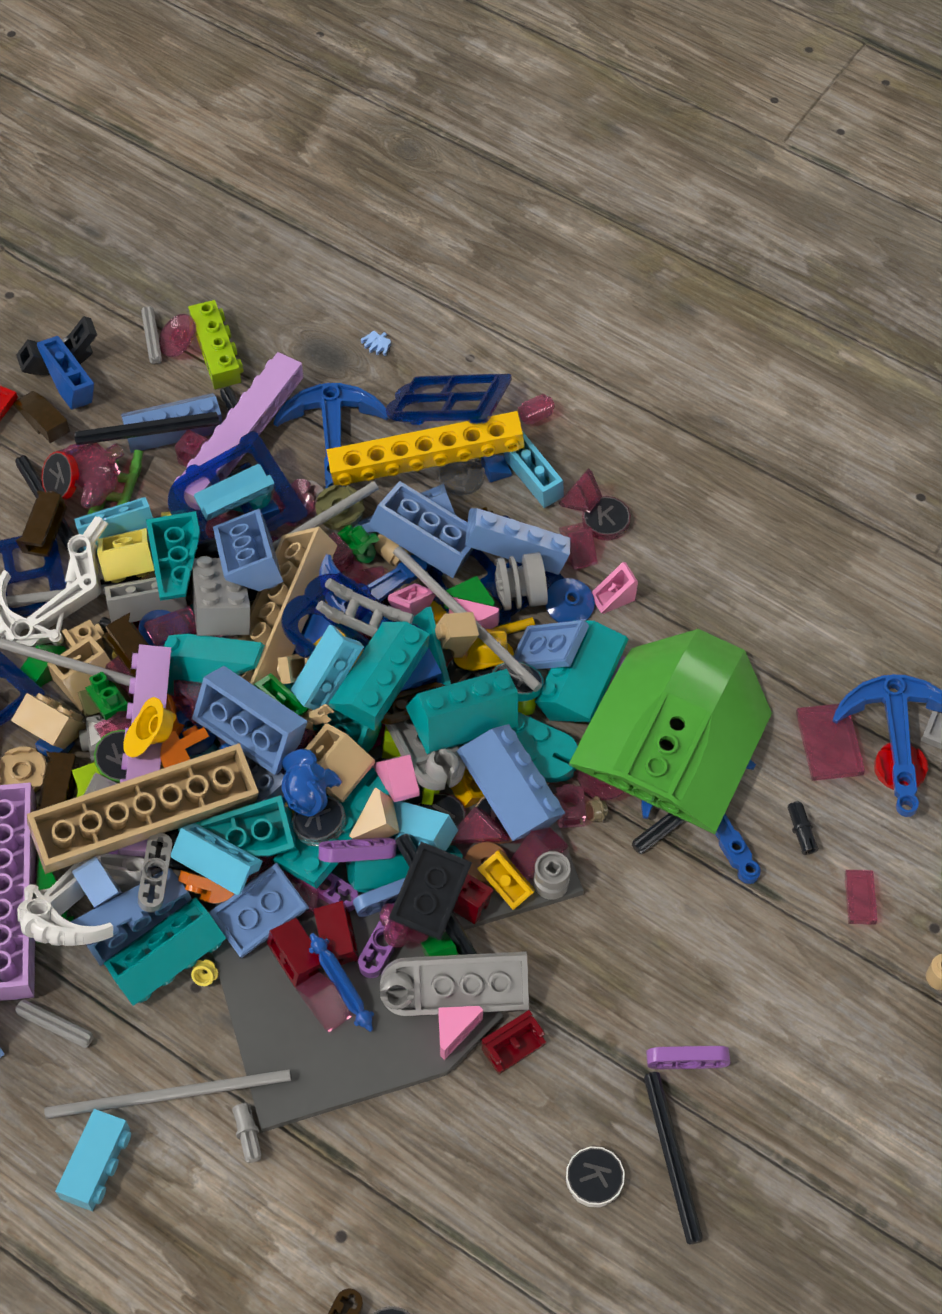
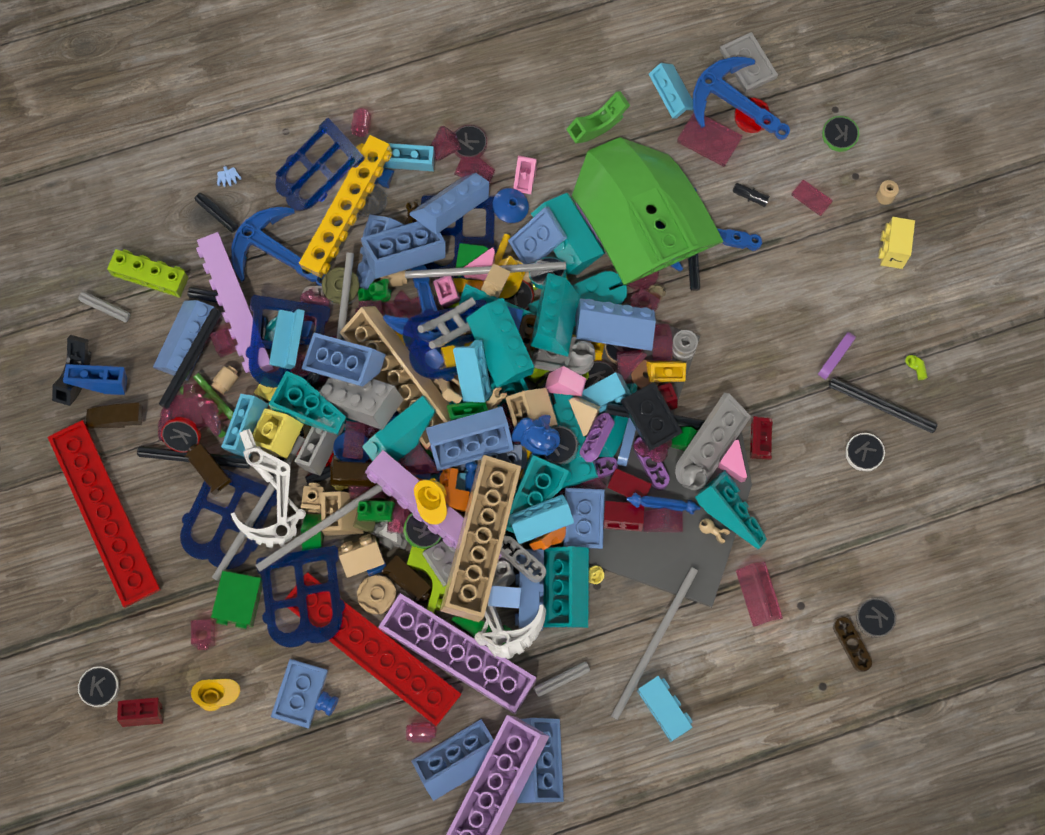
camera: 50 degrees left, 15 degrees up
(154, 478) = (225, 379): none -> tan brick
(177, 335) = (115, 293): clear pink dish -> none
(247, 1132) = (709, 615): light grey axle -> none
(318, 1174) = (759, 594): none -> clear pink panel
(329, 356) = (216, 212): none -> black axle
(354, 1056) = (710, 528): none -> tan arm
(394, 1057) = (723, 503): none -> teal wedge
(521, 581) = (484, 221): light grey wheel -> none
(739, 618) = (594, 125): none -> bright green arch
(759, 1162) = (918, 365): none -> lime arm
(851, 662) = (671, 89): none -> medium azure panel
(887, 1023) = (897, 242): none -> light yellow brick

